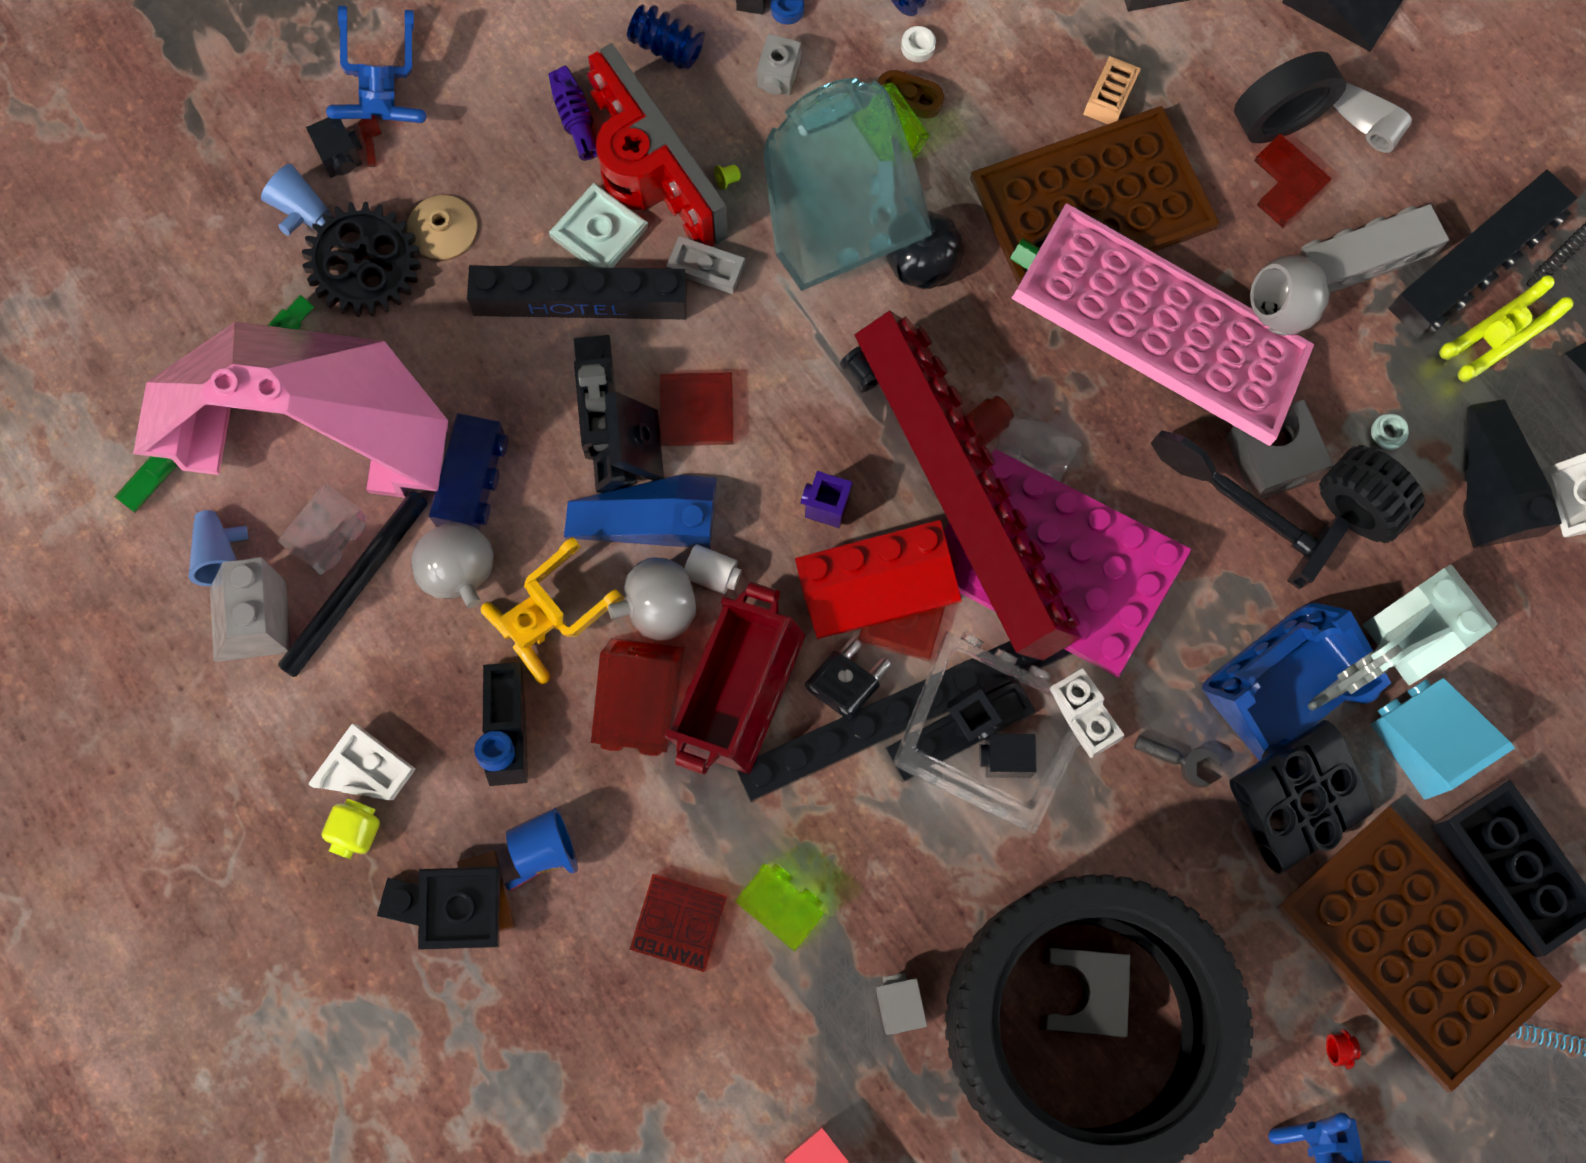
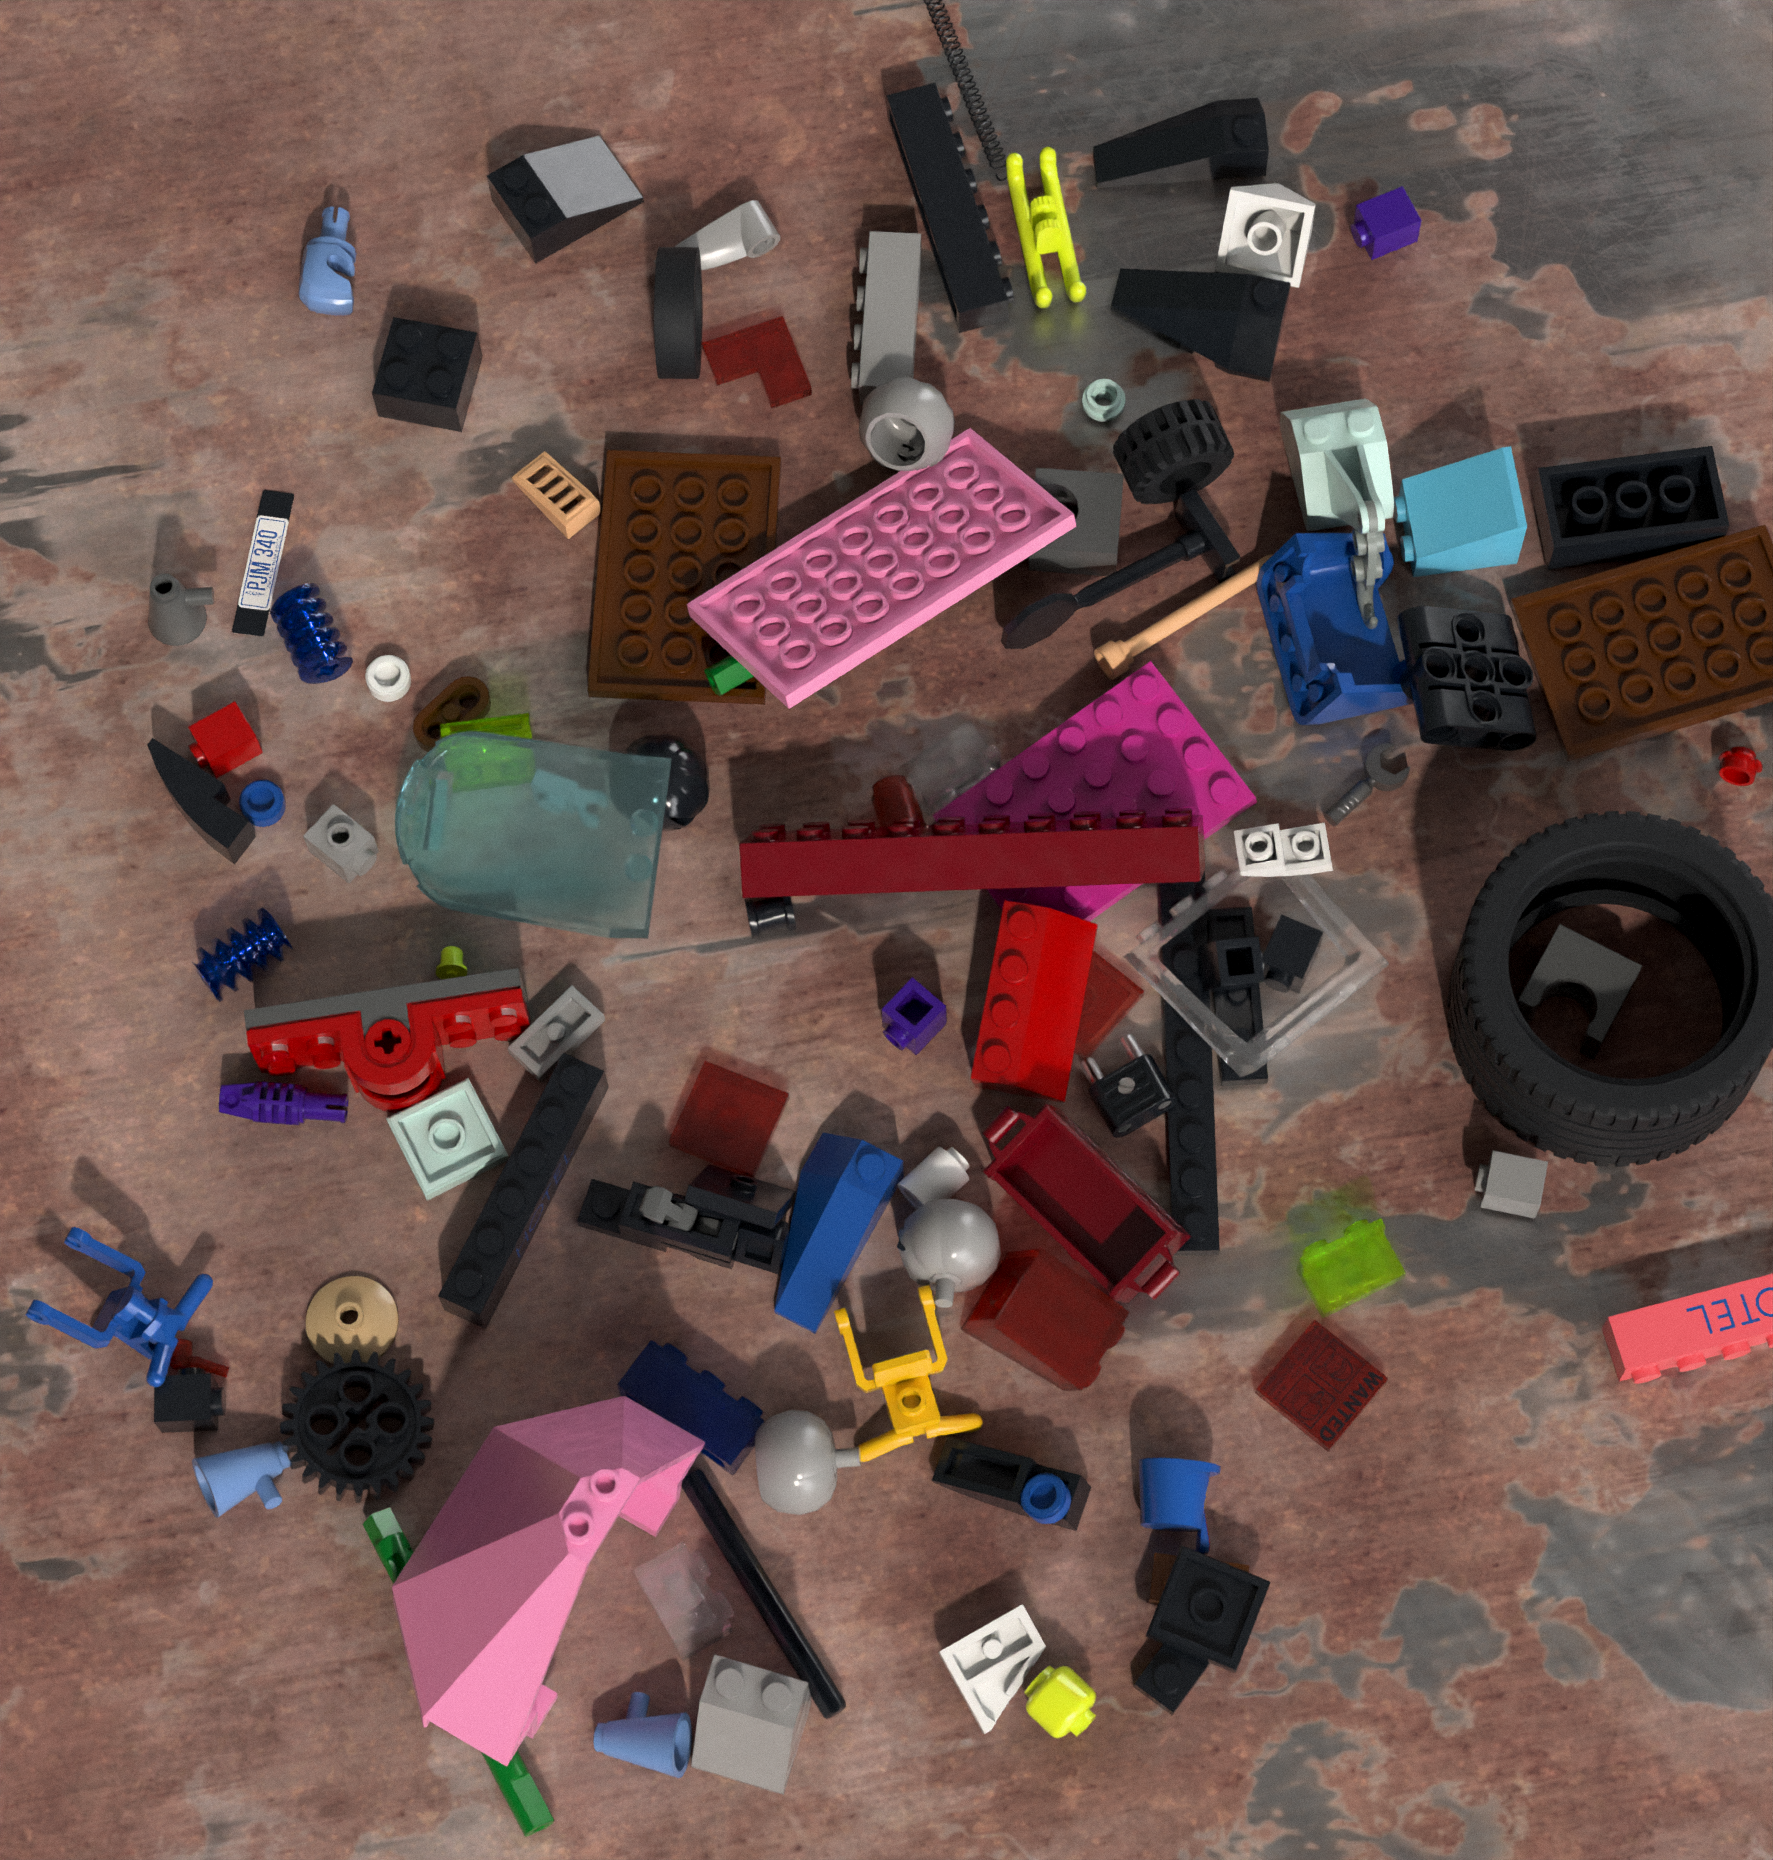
camera: 60 degrees left, 5 degrees down
(1189, 528) = (1117, 656): none -> light nougat piece

